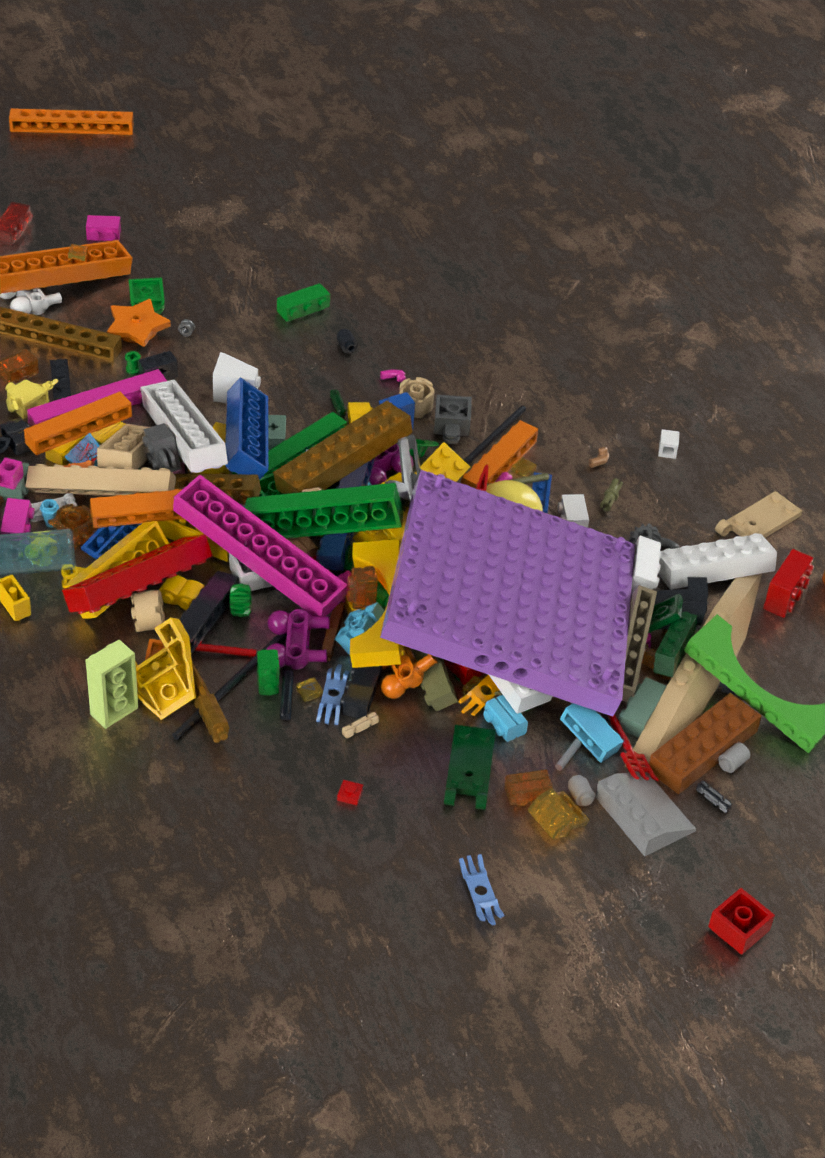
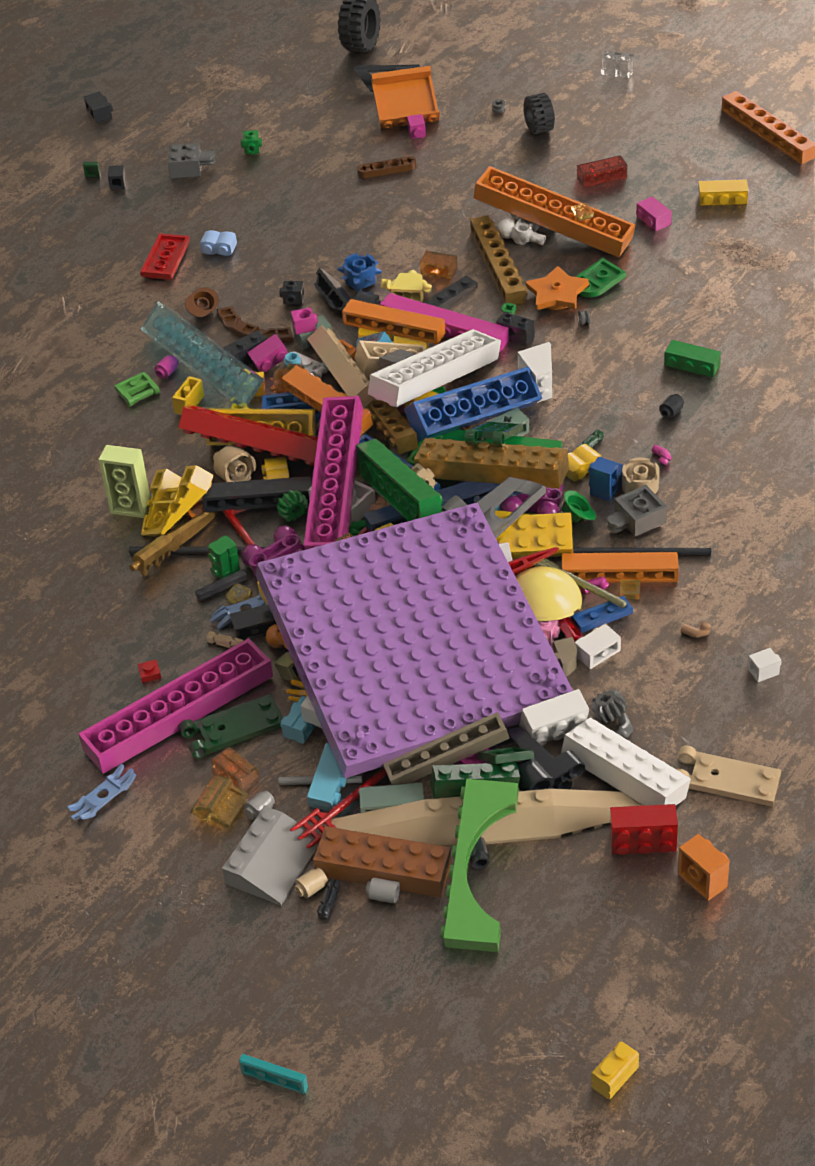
camera: 65 degrees right, 0 degrees up
(123, 184) = (723, 192): none -> yellow brick
(309, 432) = (493, 430): none -> dark green hinge
(422, 791) = (184, 698): none -> dark pink brick
(611, 494) = (651, 659): olive pin -> none
(693, 797) = (310, 882): none -> tan brick
(741, 921) = (184, 974): red brick -> none

